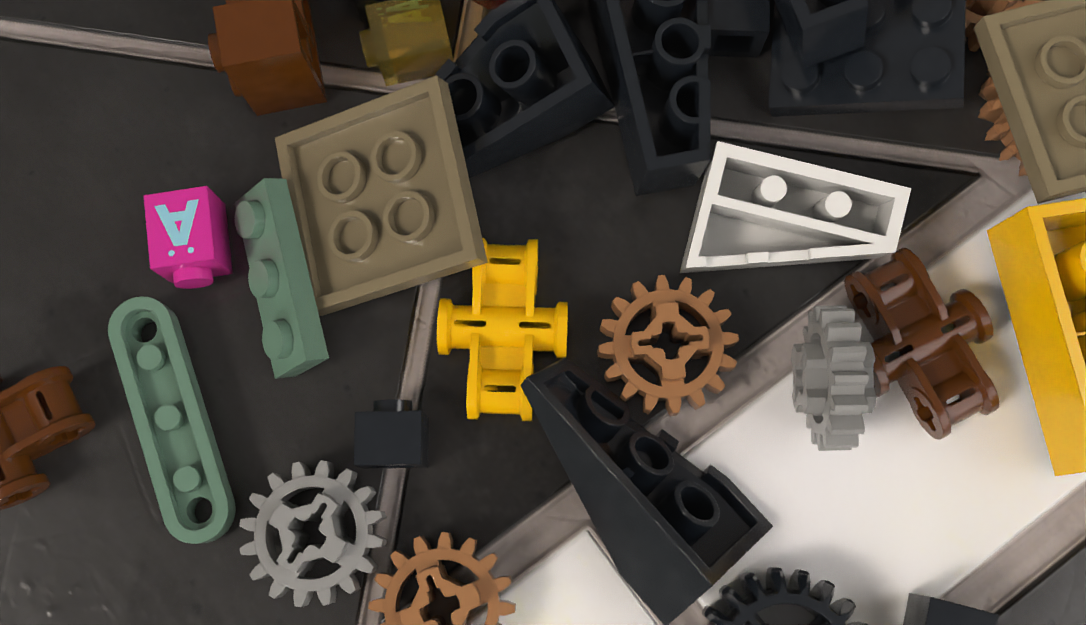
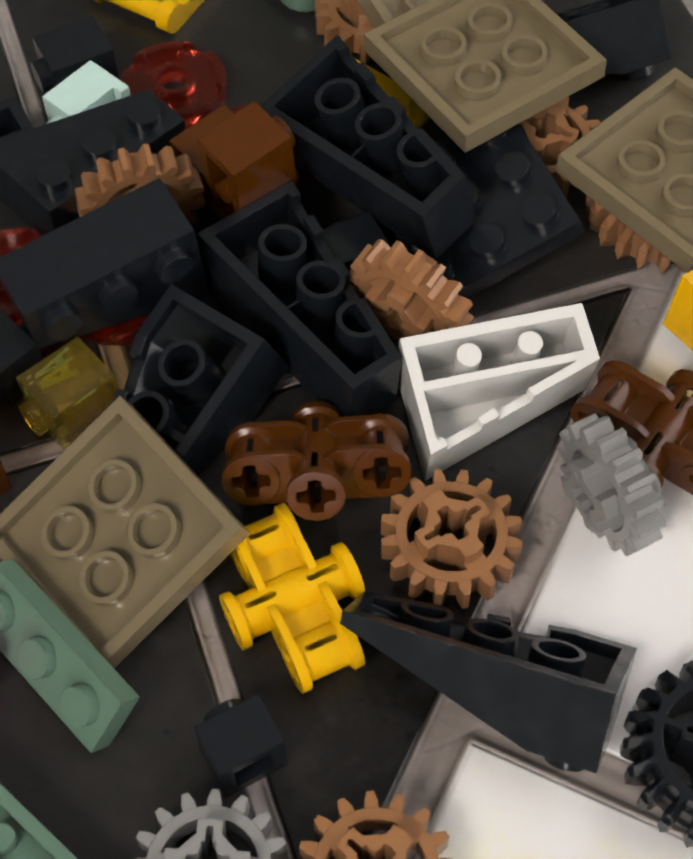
camera: 30 degrees left, 20 degrees down
(595, 222) = (287, 460): none -> reddish brown axle
(756, 94) = (408, 290): none -> medium nougat gear

